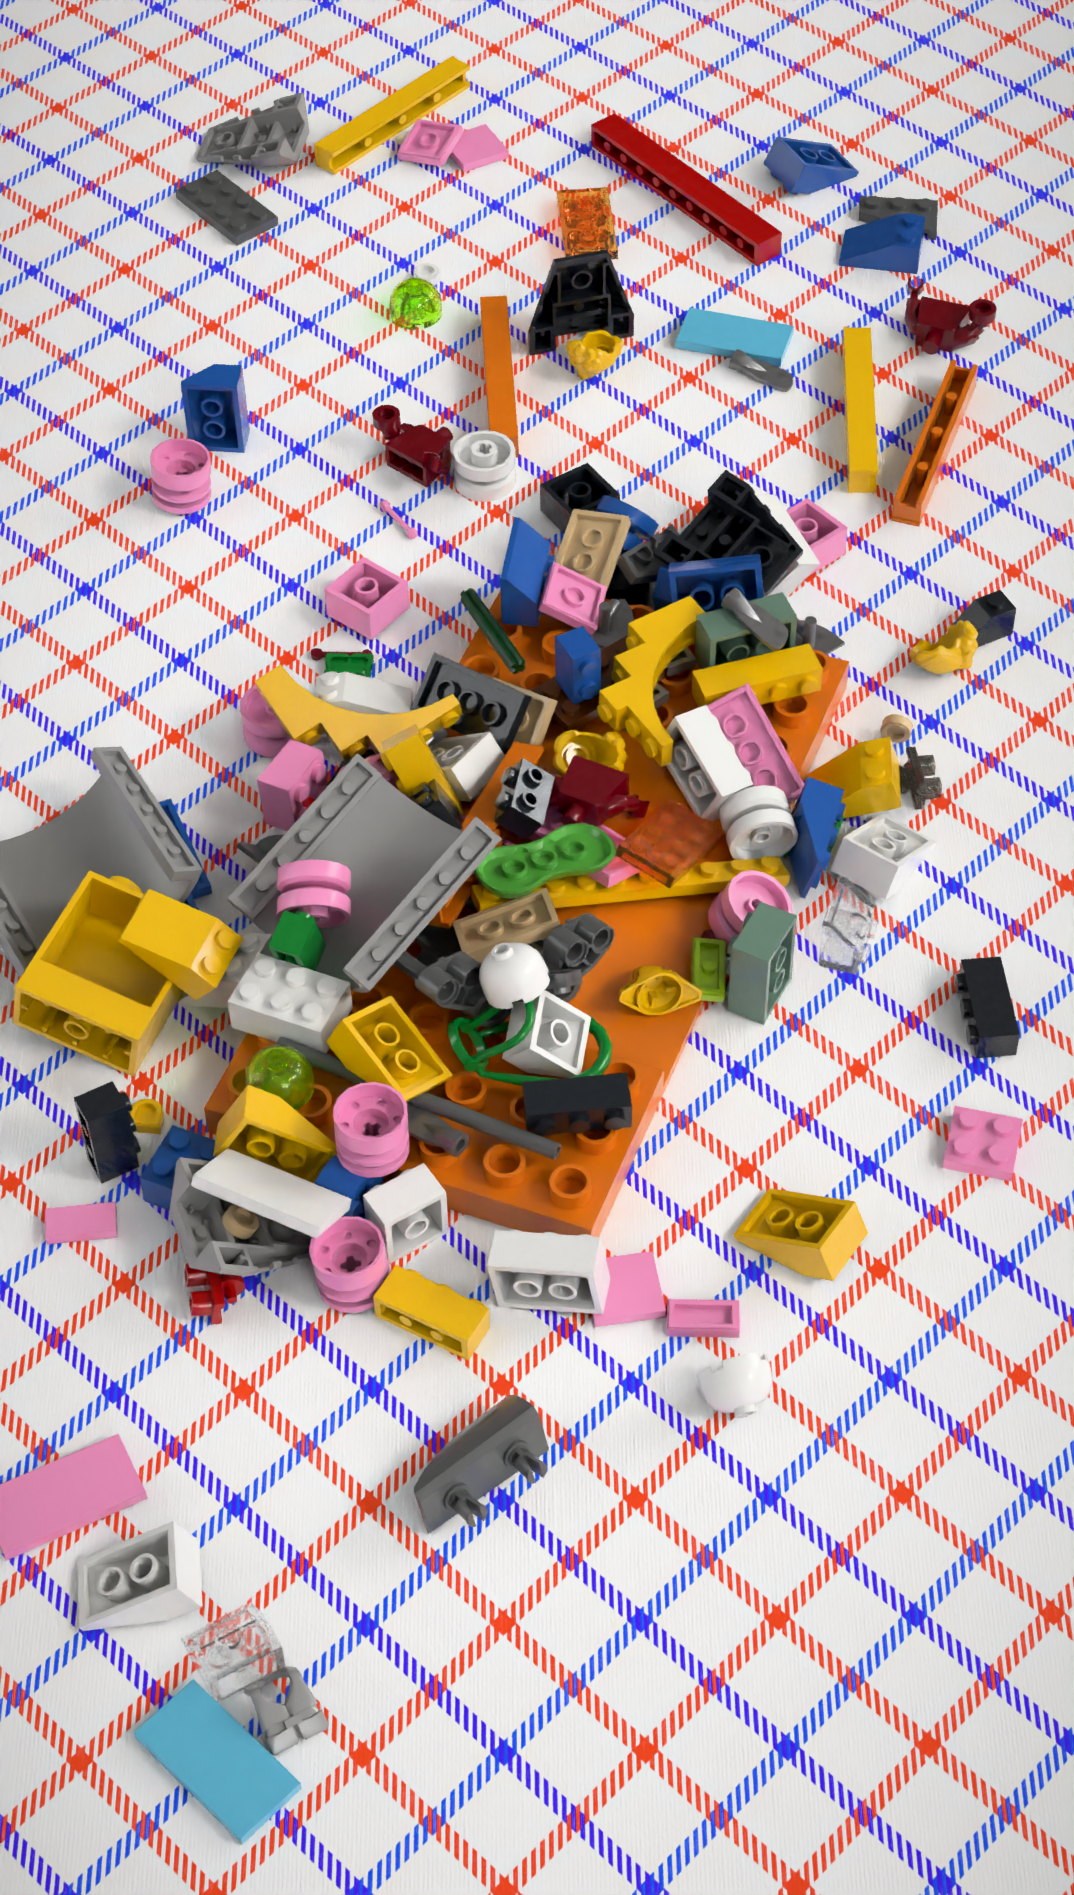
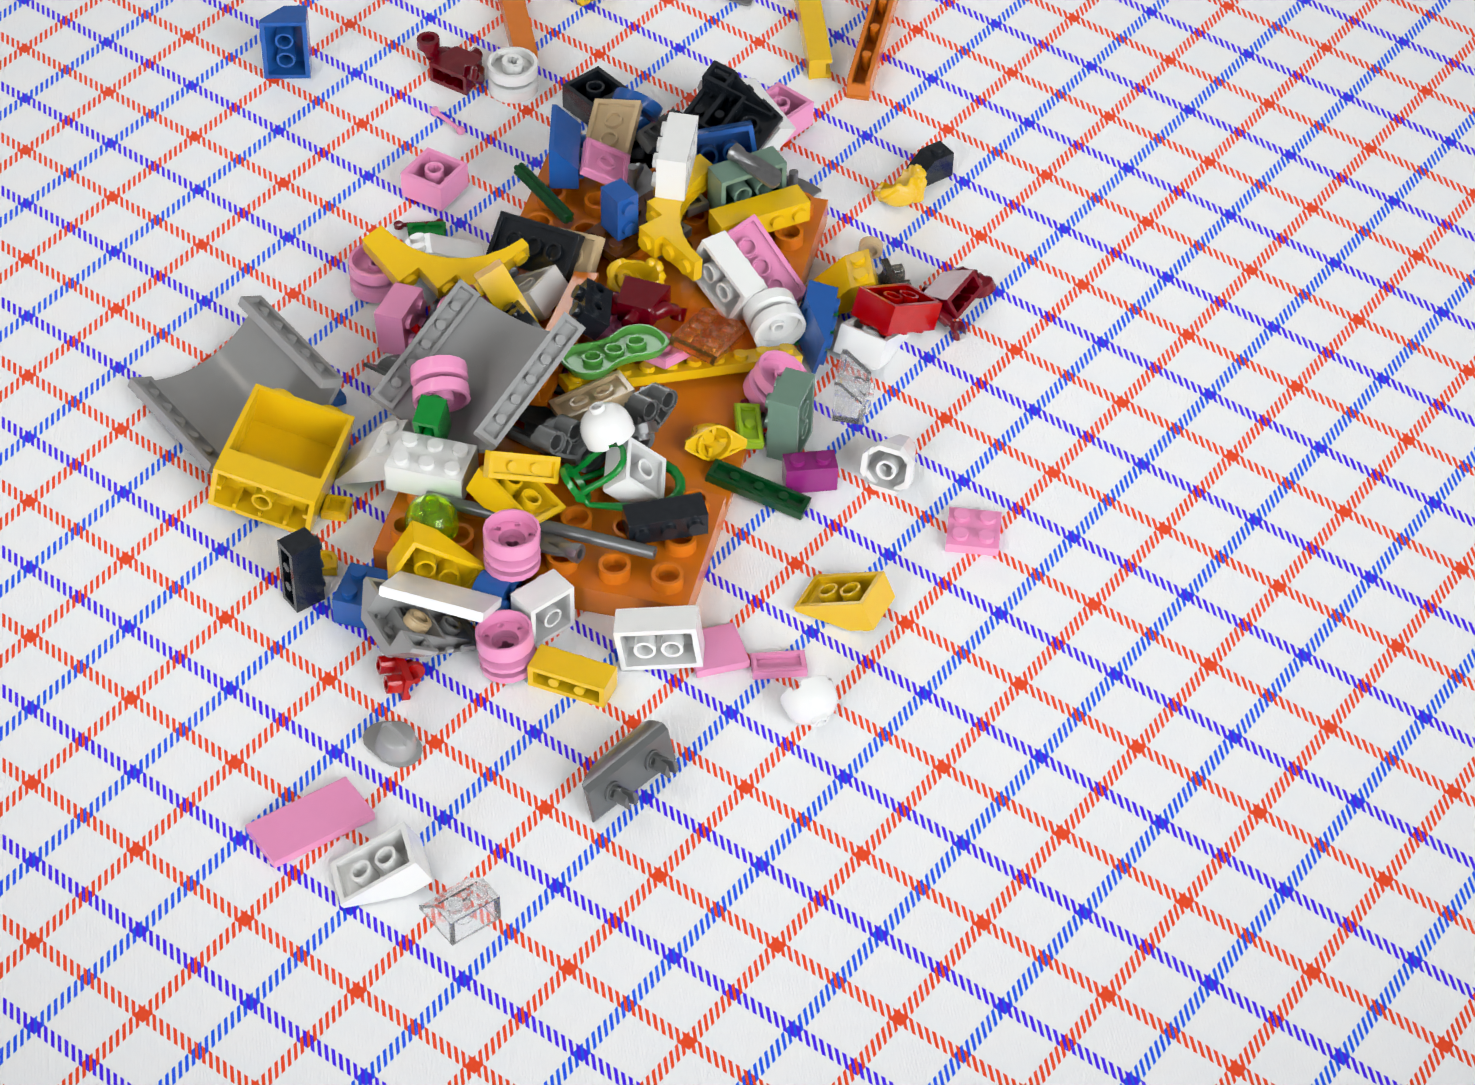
camera: 10 degrees left, 5 degrees down
(81, 1223) = (287, 639): bright pink tile -> none
(175, 1039) = (336, 507): none -> yellow tile
(180, 476) = (264, 96): bright pink wheel -> none
(180, 942) = (339, 429): yellow slope -> none
(188, 1388) = (393, 743): none -> light grey piece
(217, 1761) = (461, 979): medium azure tile -> none
(287, 1721) = (511, 948): light grey piece -> none
(397, 1021) = (521, 467): none -> yellow plate
(655, 600) = (675, 156): none -> white brick
(709, 1059) = (758, 489): none -> dark green tile
(778, 1040) = (810, 471): none -> magenta brick
(884, 1038) = (890, 464): none -> white cone
(917, 820) = (896, 309): none -> red brick
(987, 1007) = (965, 437): black brick -> none
(994, 801) = (957, 291): none -> dark red torso

